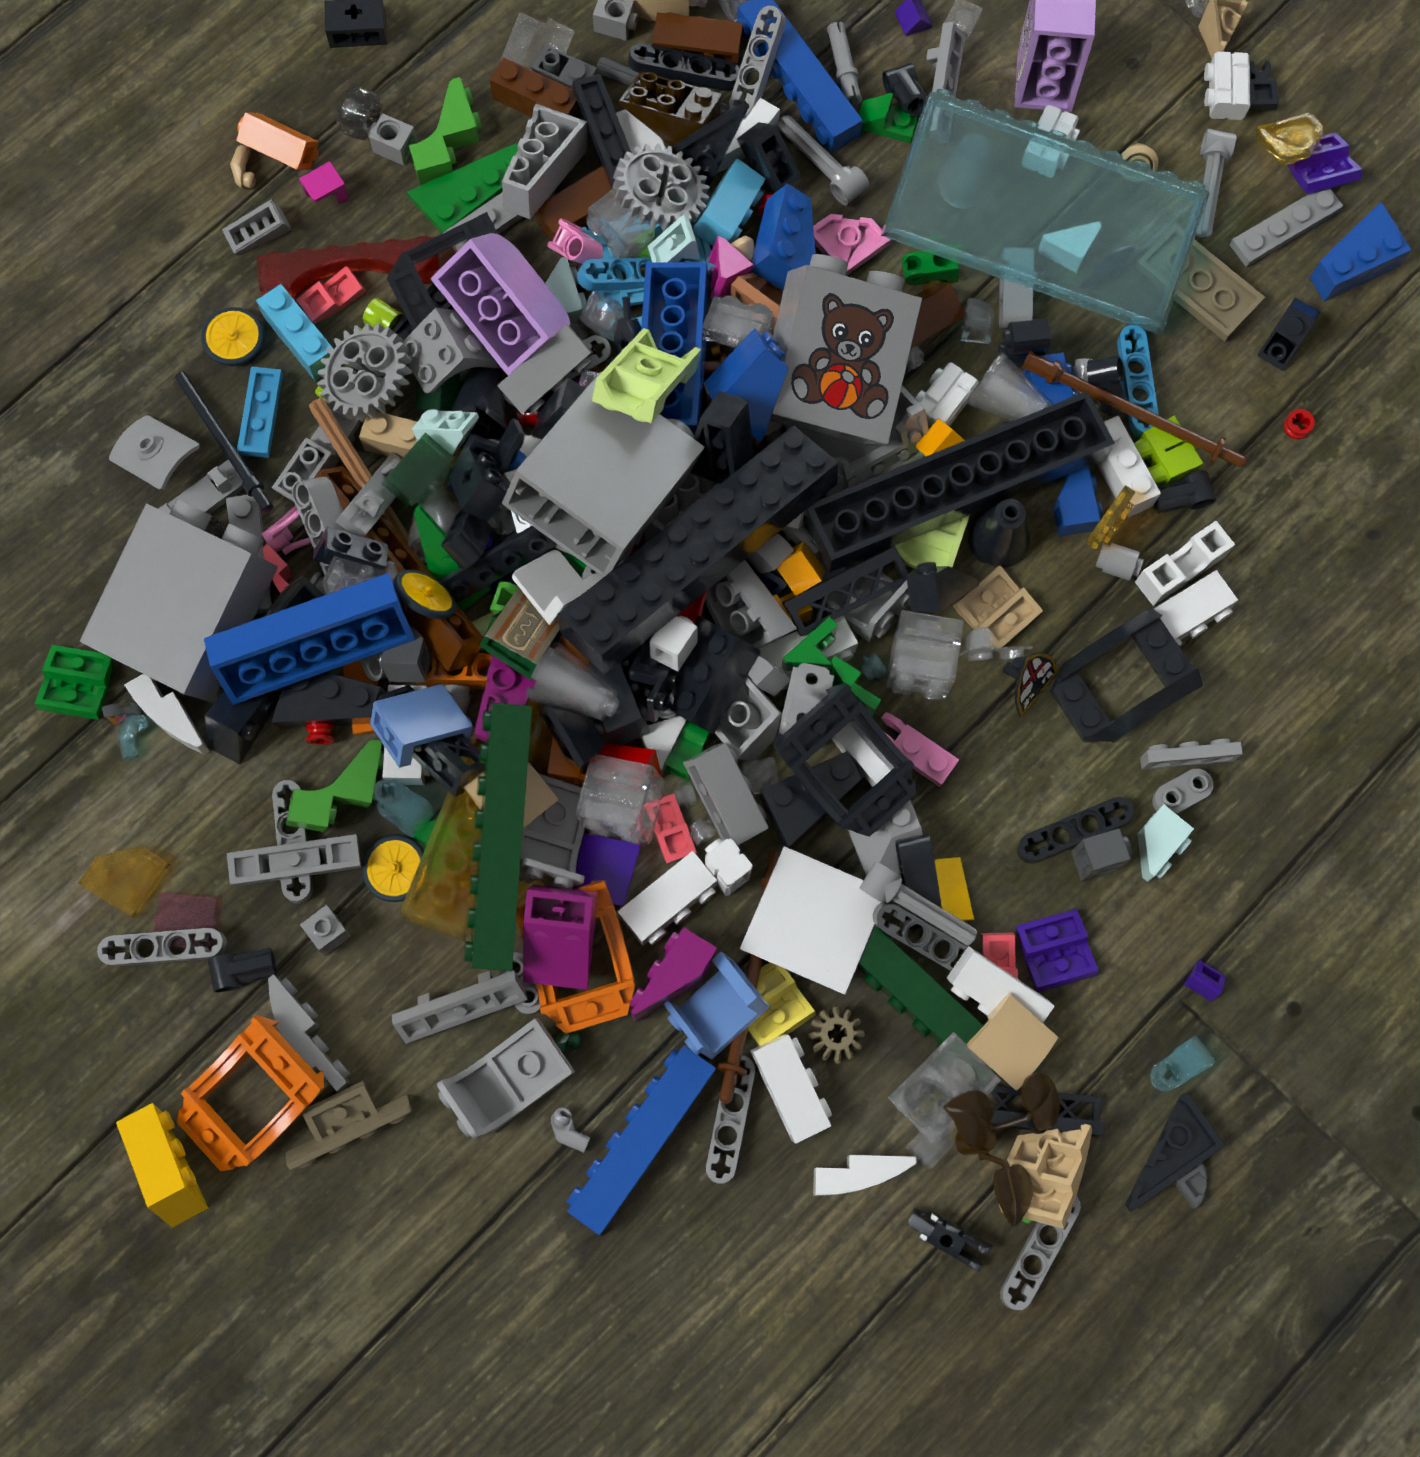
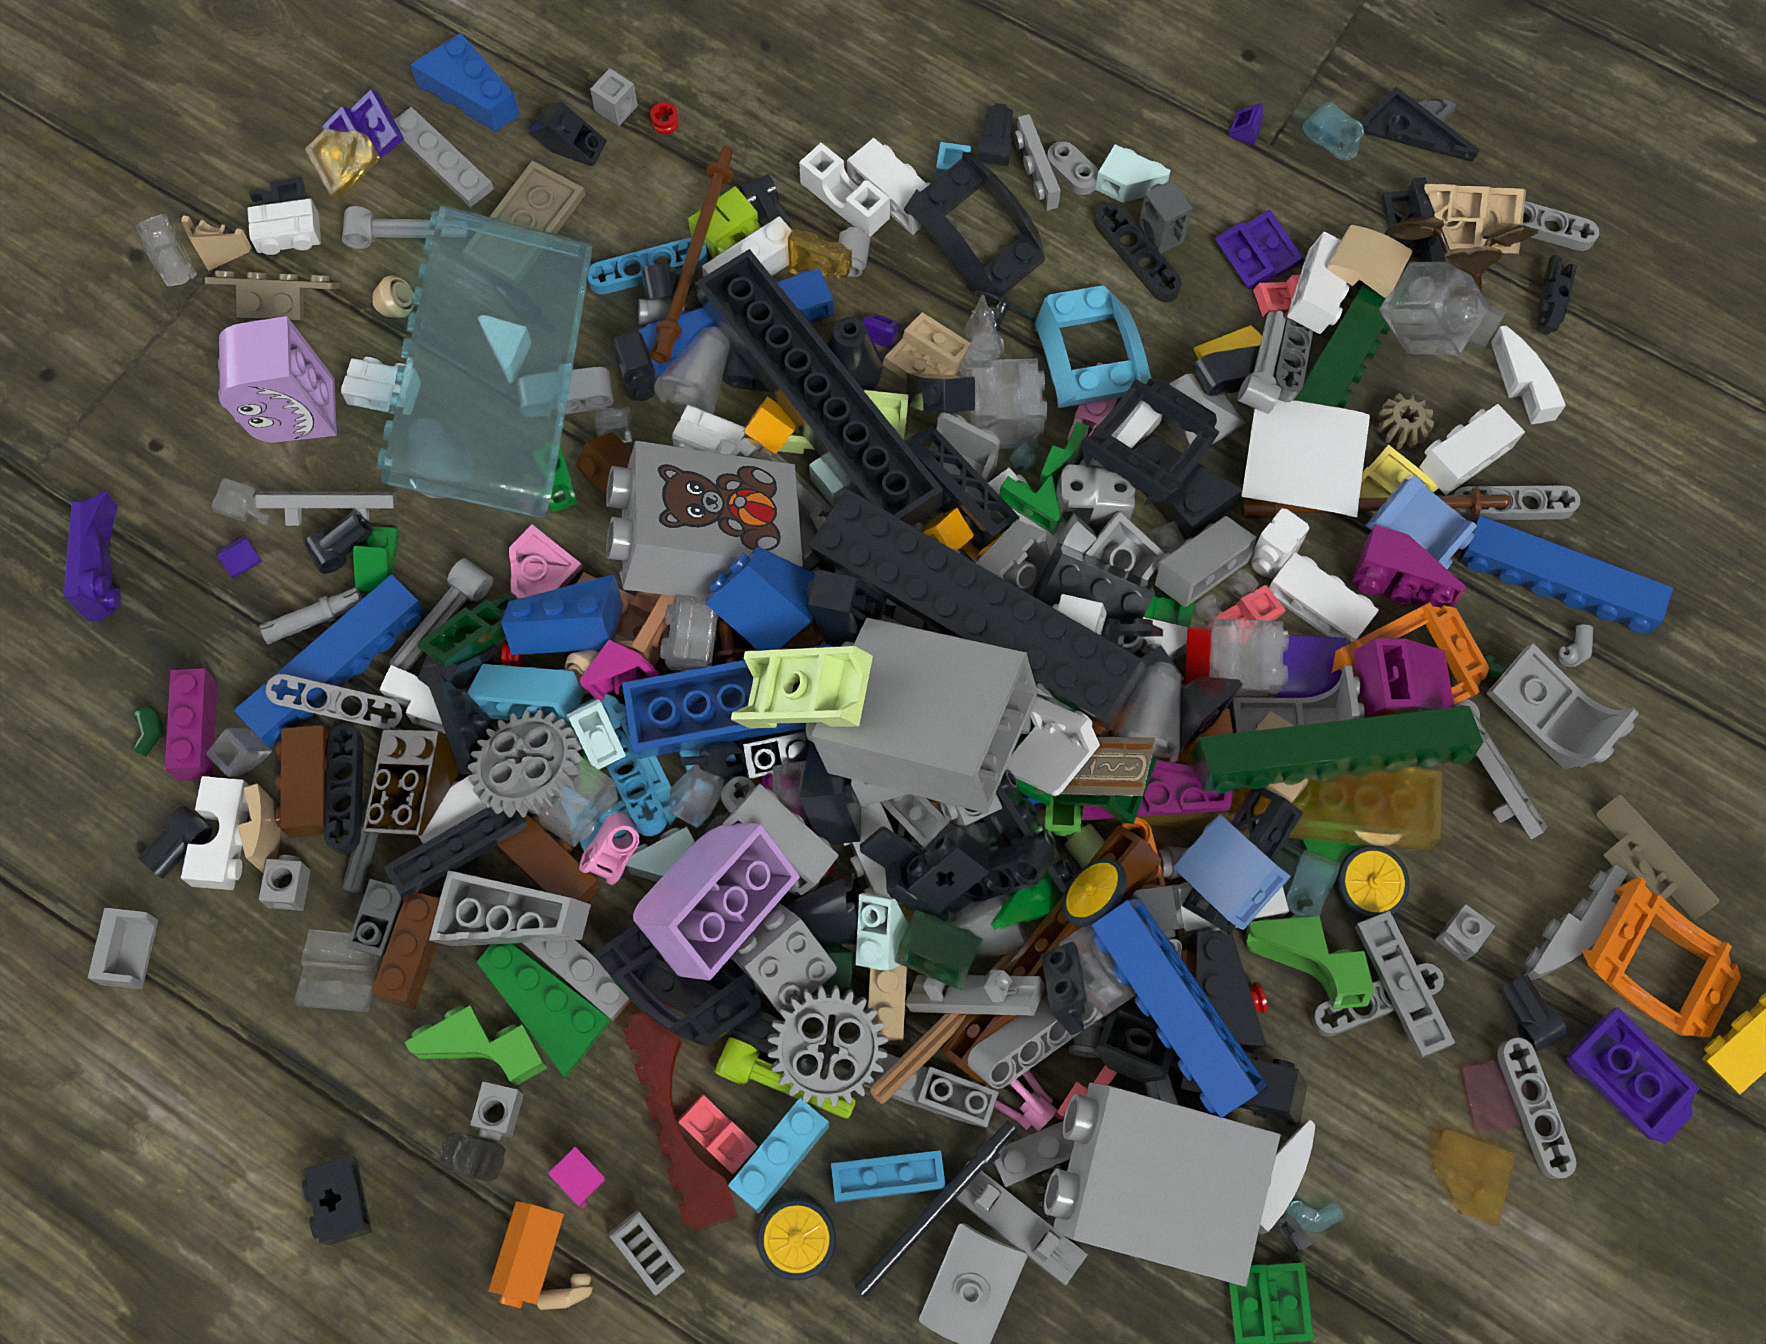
camera: 100 degrees left, 5 degrees down
(161, 1037) = (1634, 1076): none -> dark purple slope
(788, 161) = (467, 632): none -> dark green slope
(932, 756) = (1094, 382): none -> medium azure wedge
(1034, 572) = (882, 329): none -> dark purple slope
(1160, 68) = (269, 297): none -> dark tan bracket
(1211, 675) = (949, 155): none -> medium azure plate
(1218, 721) = (996, 141): none -> black piece
(1322, 376) = (614, 97): none -> light grey brick

